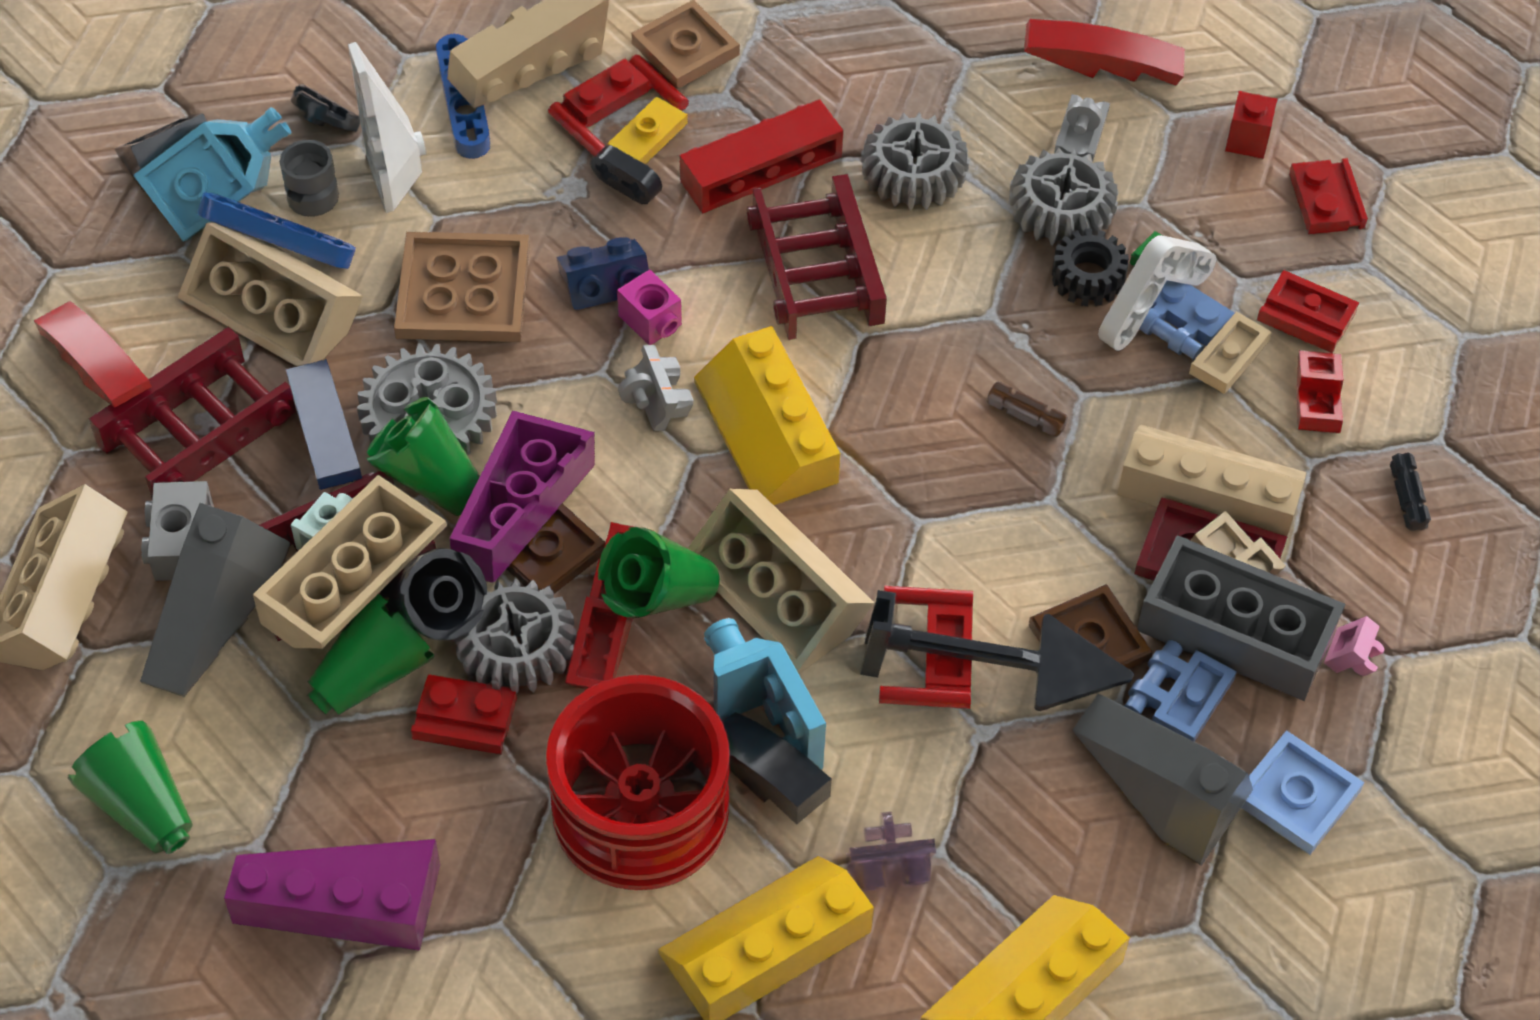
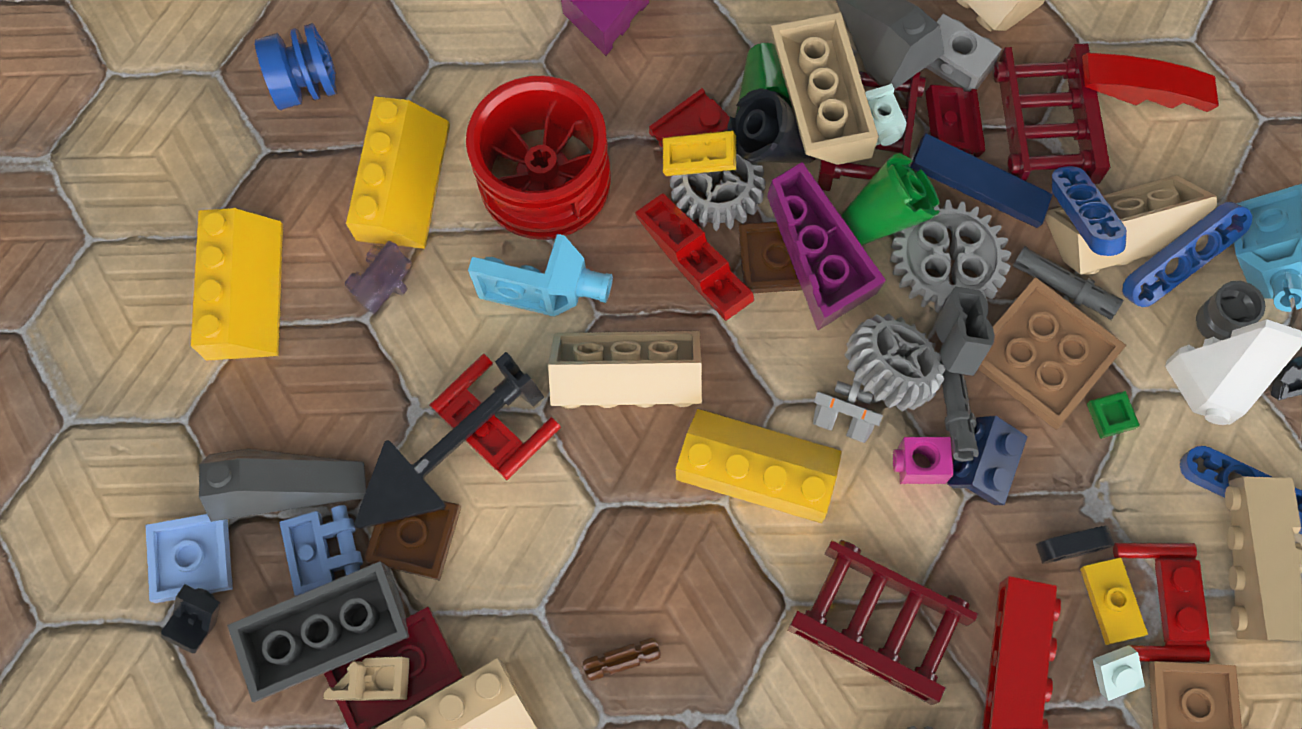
camera: 135 degrees right, 15 degrees up
(266, 487) = (956, 118): none -> dark red plate
(306, 312) = (1089, 211): none -> blue beam
(374, 307) = (1073, 286): none -> dark grey pin
(477, 215) = (1113, 414): none -> green tile
(508, 329) = (964, 331): none -> dark grey brick
(510, 640) = (699, 153): none -> yellow plate
(580, 307) = (959, 419): none -> dark grey pin
(583, 367) = (894, 362): none -> light grey gear
(653, 574) = (674, 276): green cone -> none
(706, 95) = (1118, 672): none -> light aqua plate
(775, 768) = (510, 248): black slope -> none
(1345, 738) = (192, 618): none -> black bracket
(1352, 647) = (236, 700): bright pink tile -> none

